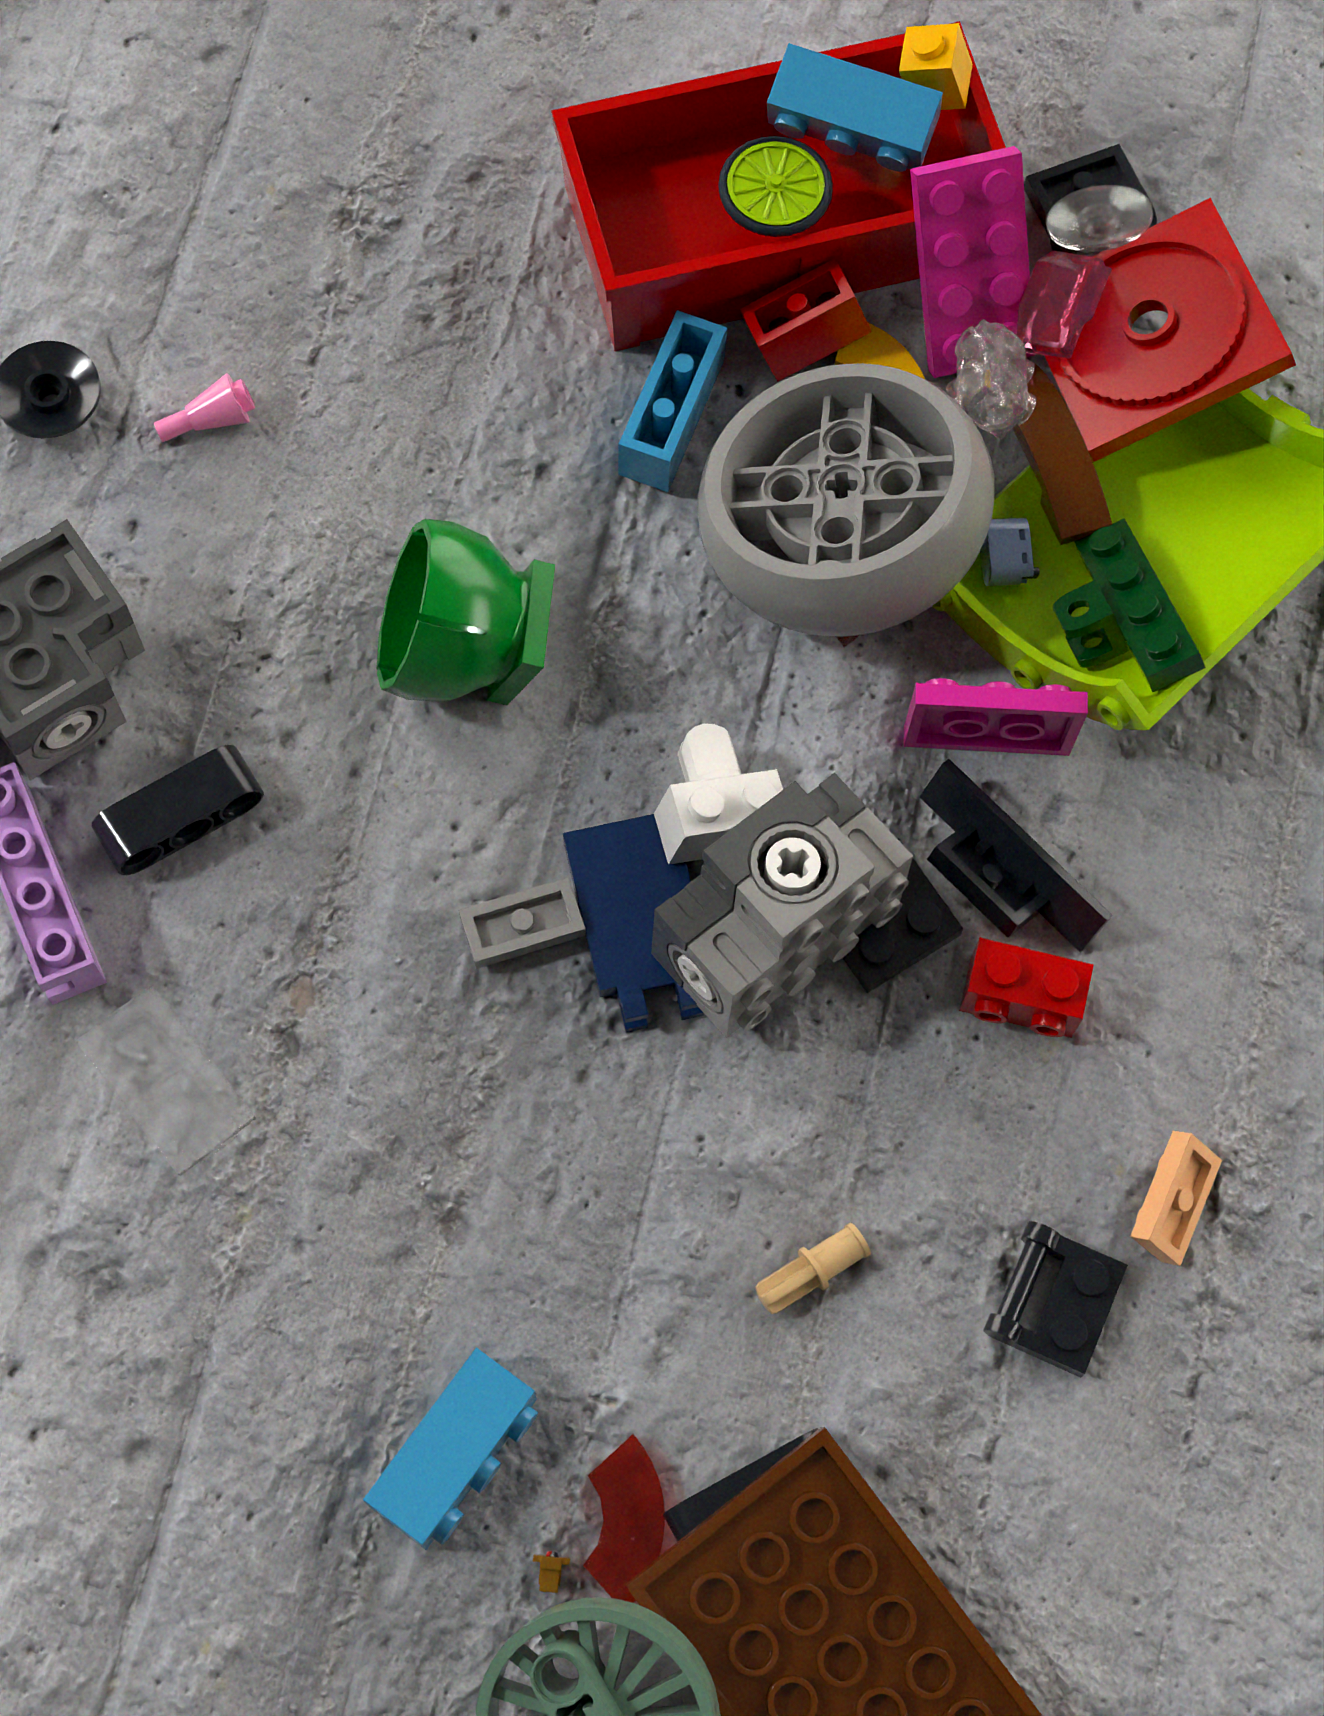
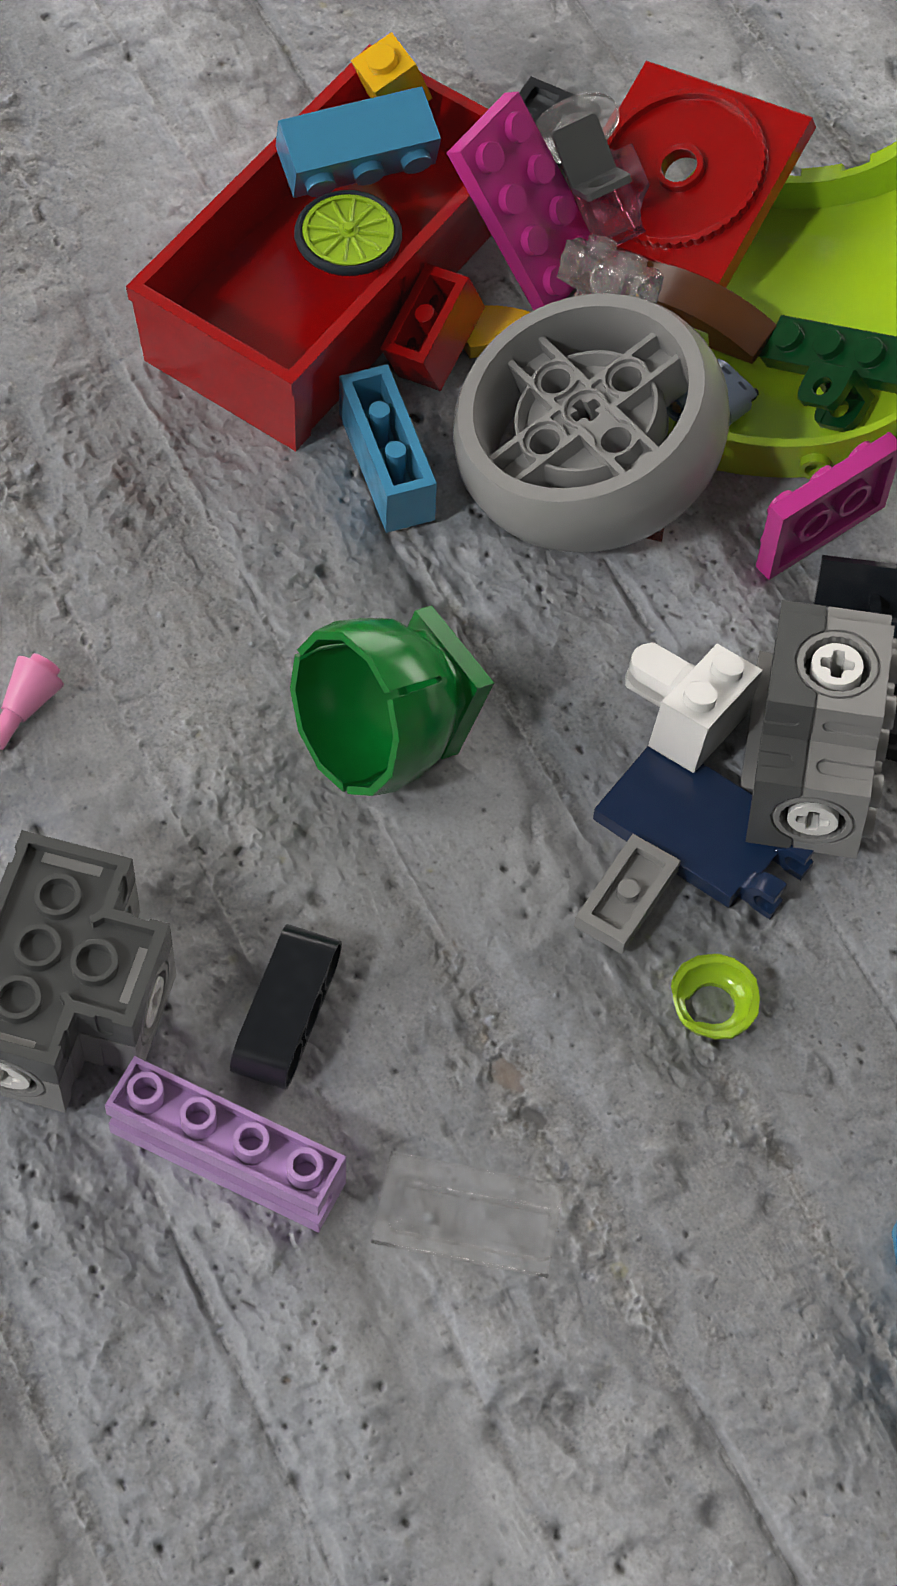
camera: 40 degrees left, 10 degrees down
(519, 1031) = (722, 973): none -> lime piece
(1056, 257) = (588, 158): none -> dark grey bracket

